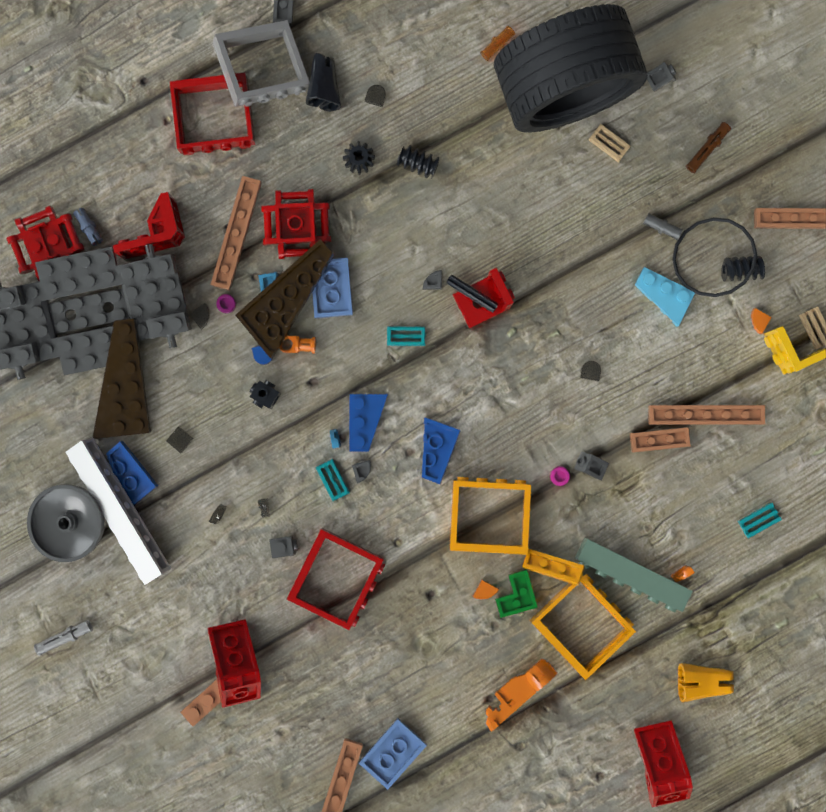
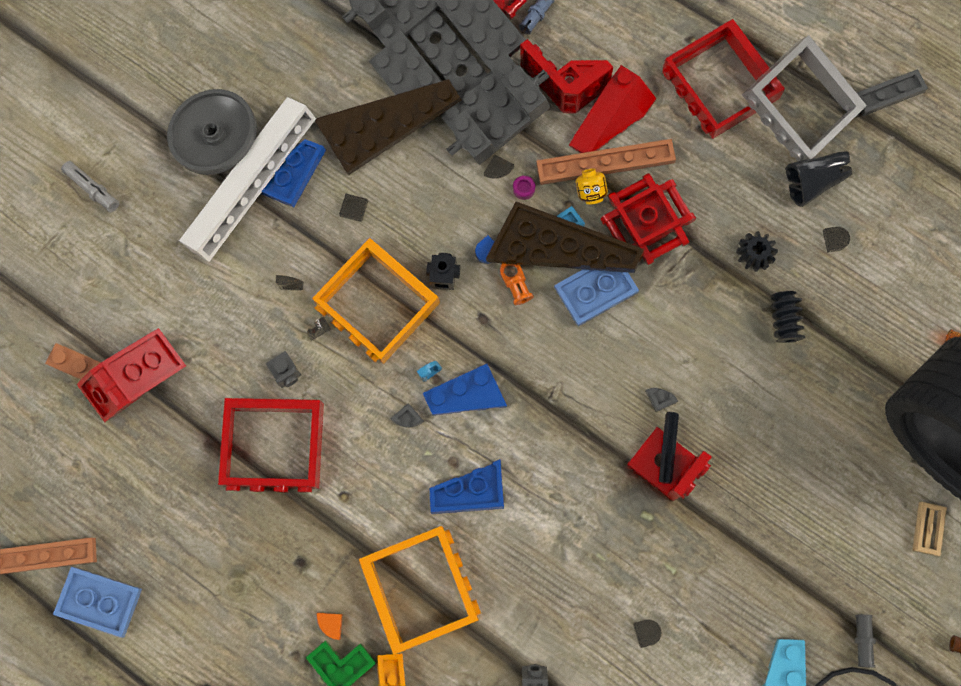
camera: 75 degrees right, 10 degrees down
(197, 201) = (618, 107): none -> red wedge
(220, 441) = (367, 250): none -> light orange window
(251, 253) = (591, 186): none -> yellow head
(325, 465) = (389, 395): teal tile -> none
(405, 336) = (591, 415): teal tile -> none
(559, 476) = (505, 652): dark pink tile -> none

